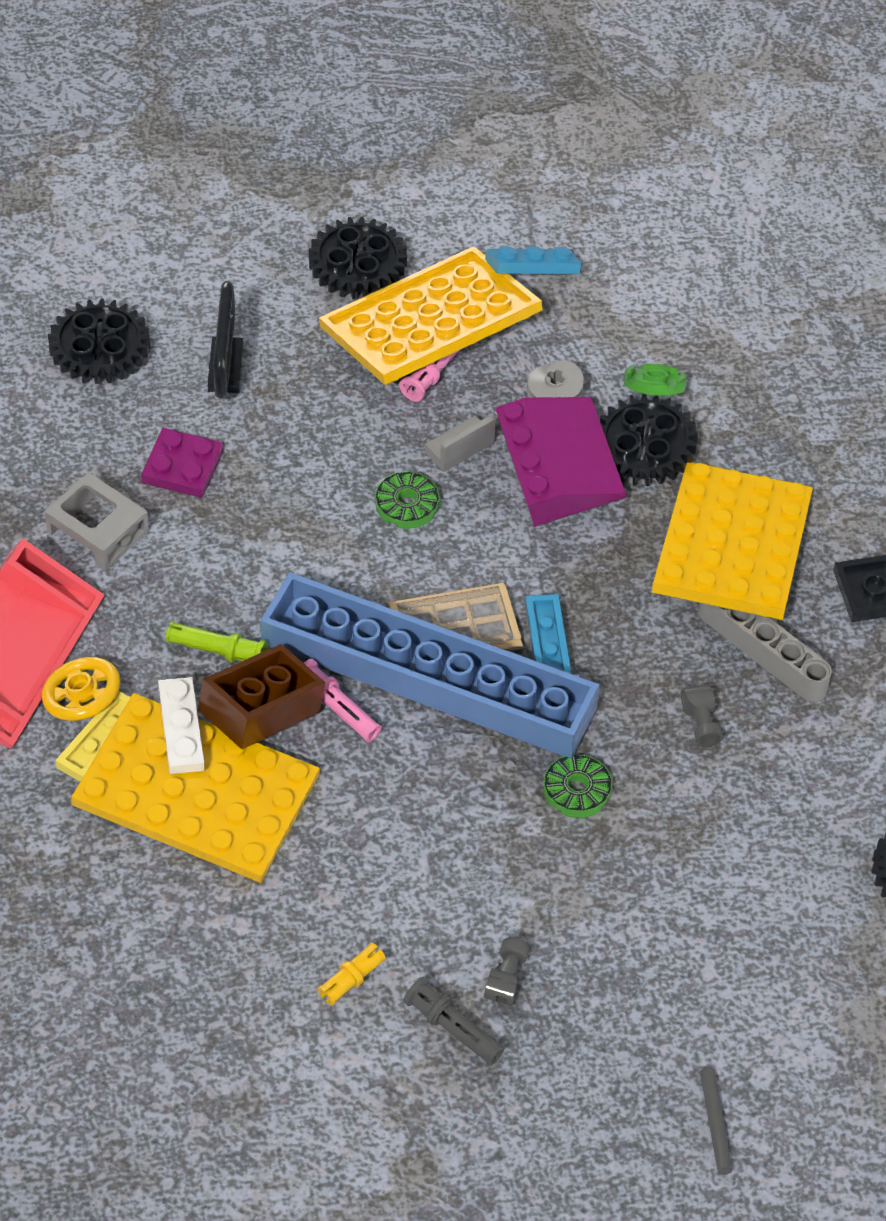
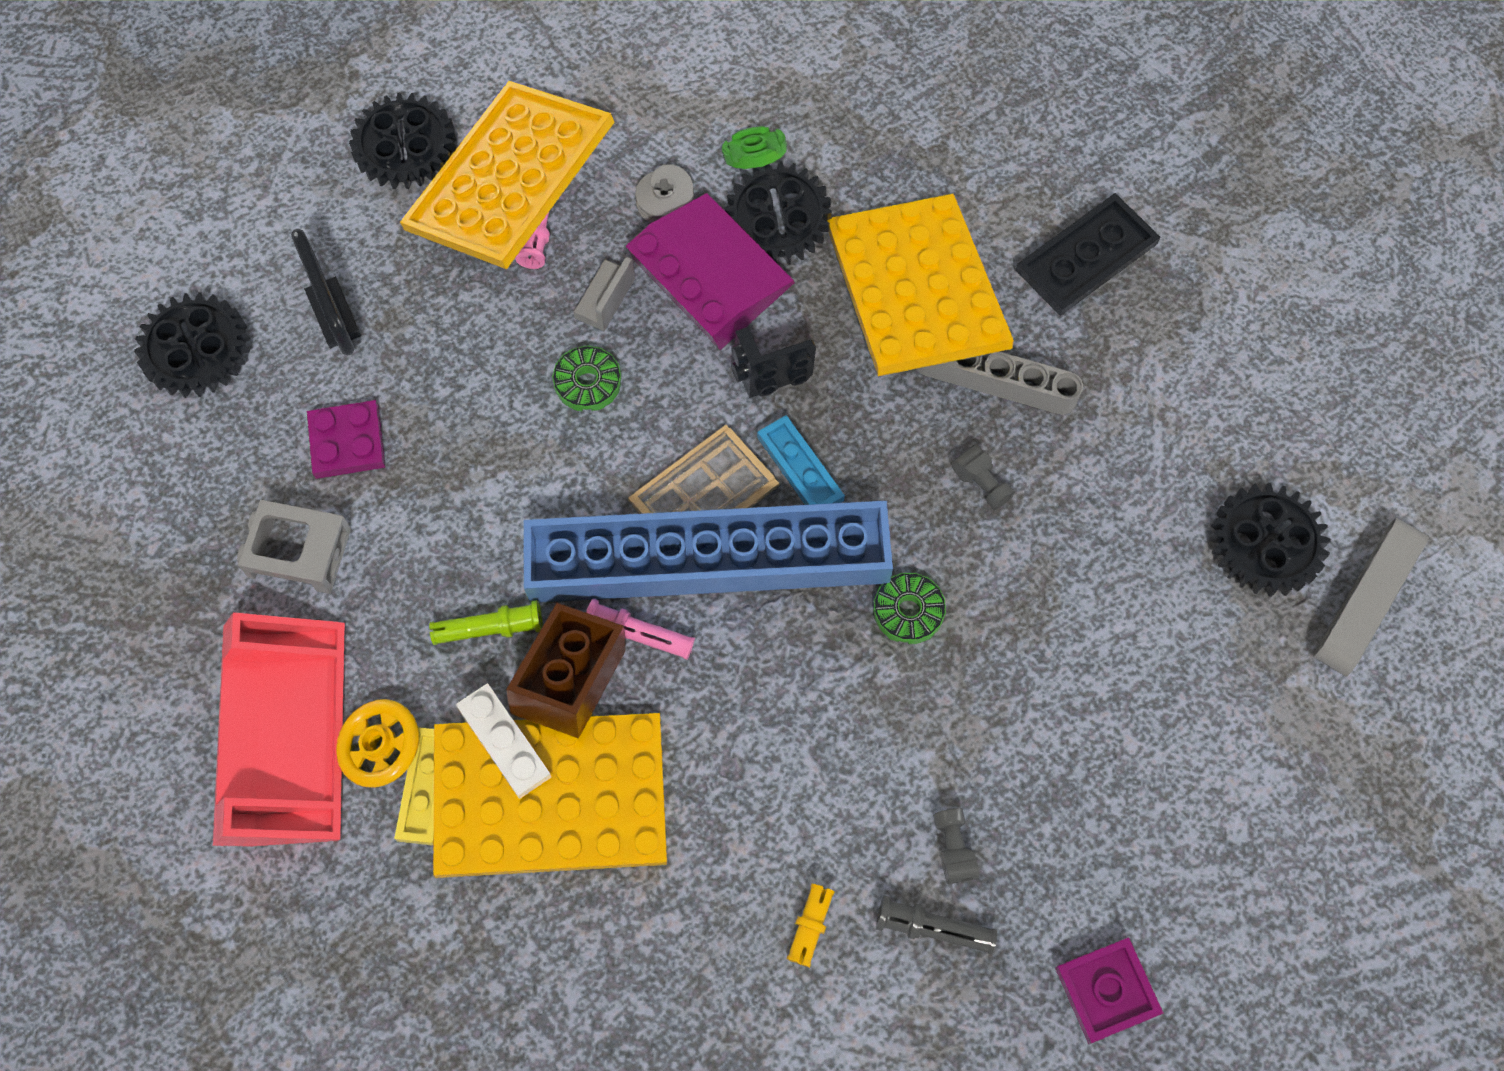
camera: 25 degrees left, 15 degrees up
(533, 260) = (574, 73): dark azure plate -> none
(568, 551) = (773, 370): none -> black bracket
(571, 1134) = (1108, 990): none -> magenta plate
(716, 1121) = (1226, 901): dark grey bar -> none

